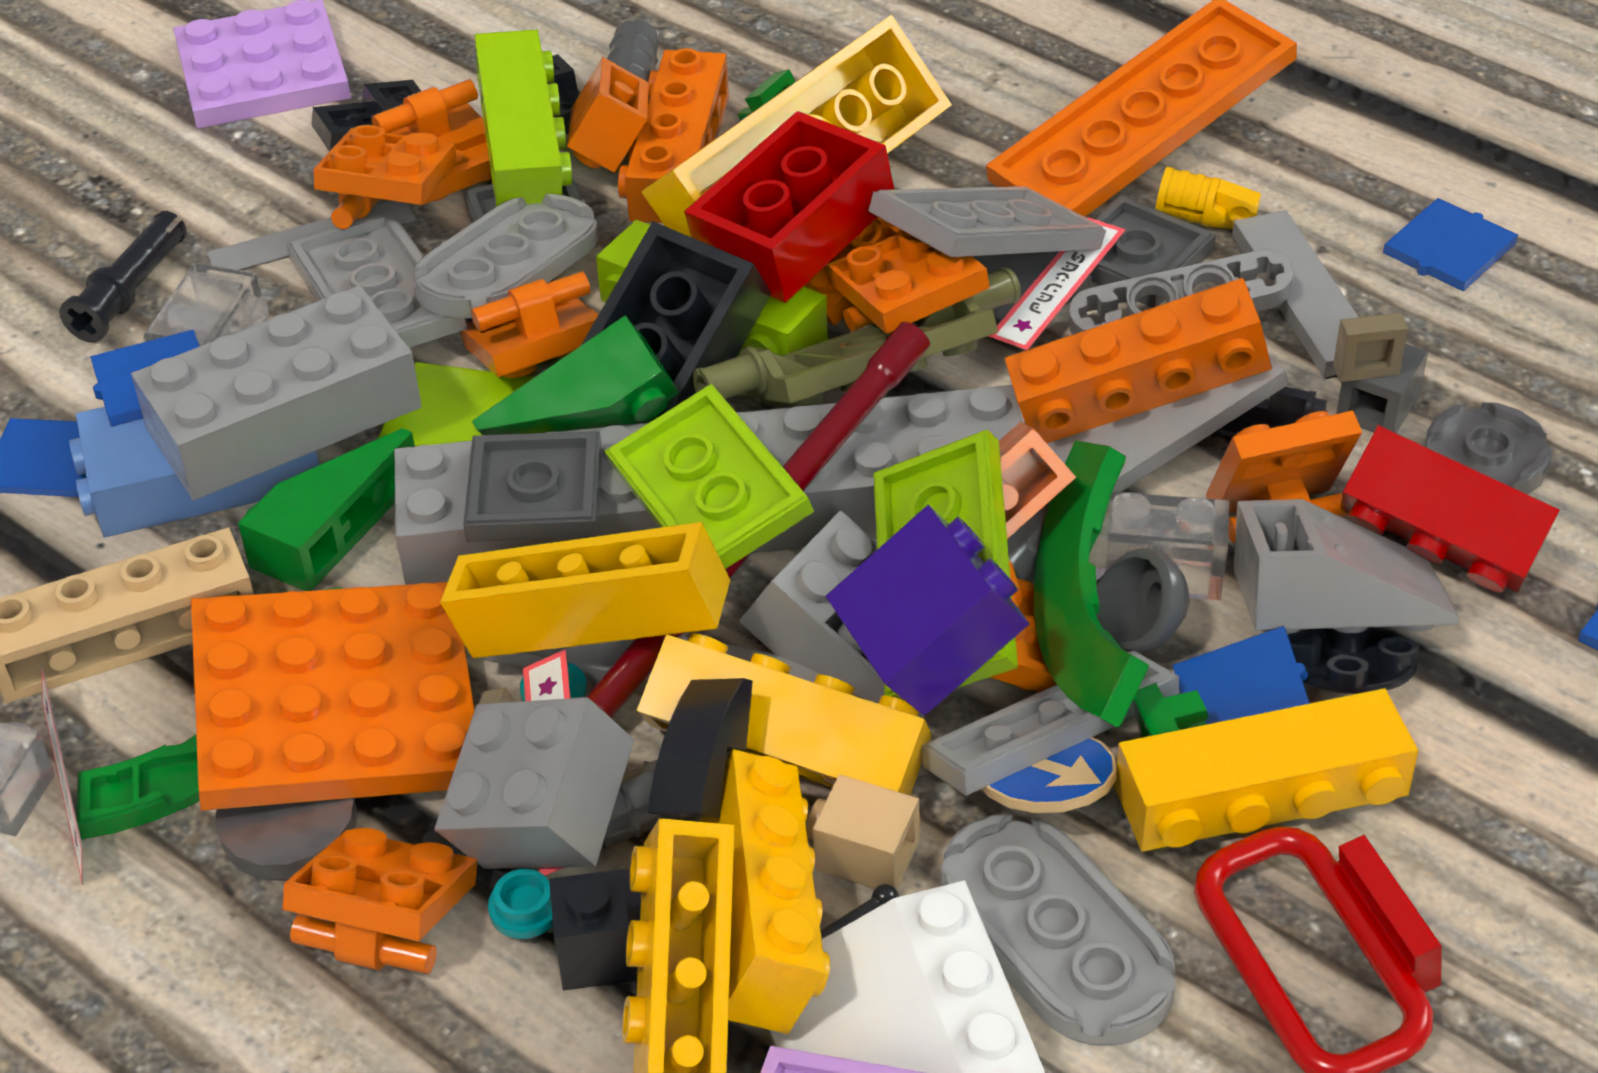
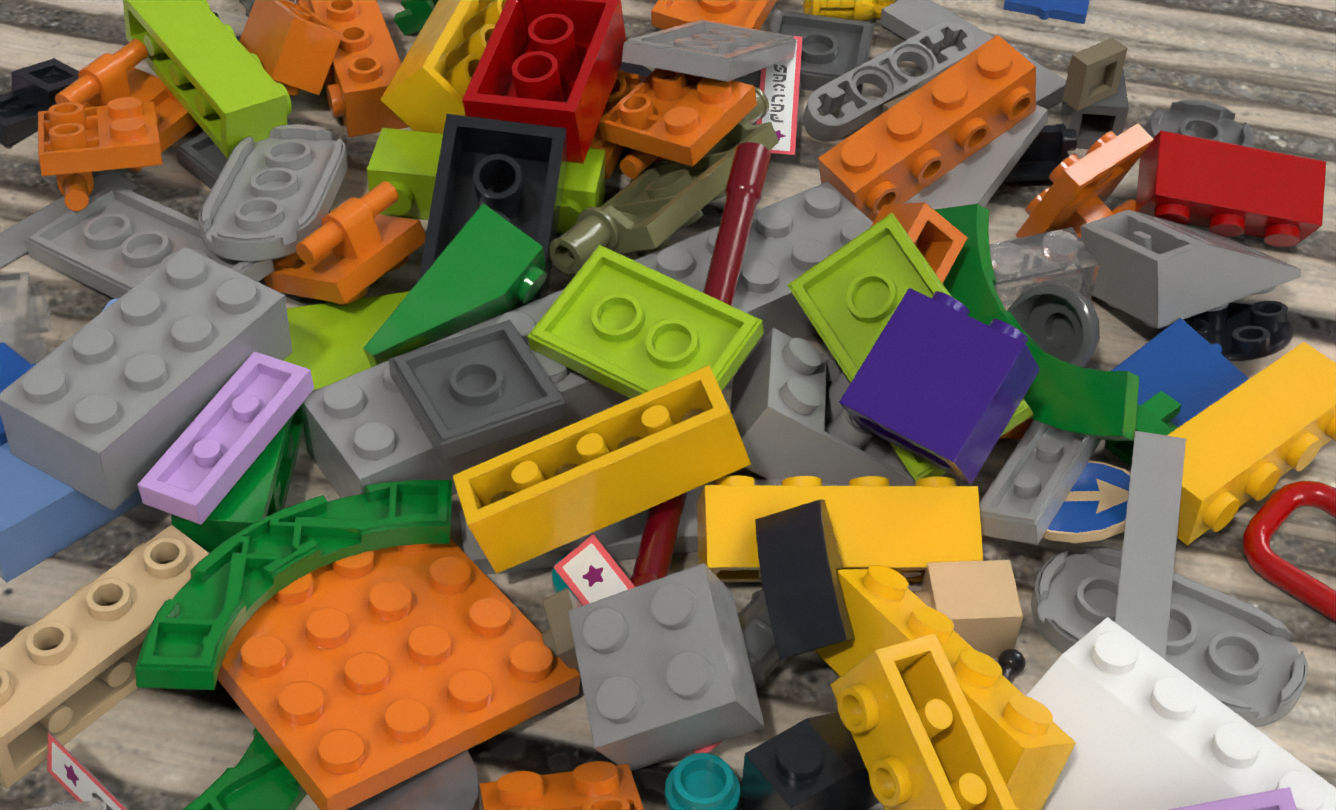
camera: 30 degrees left, 0 degrees up
(273, 580) = (249, 568): none -> green tile
(308, 464) = (226, 437): none -> lavender plate
(1069, 834) = (1150, 539): none -> light grey sticker

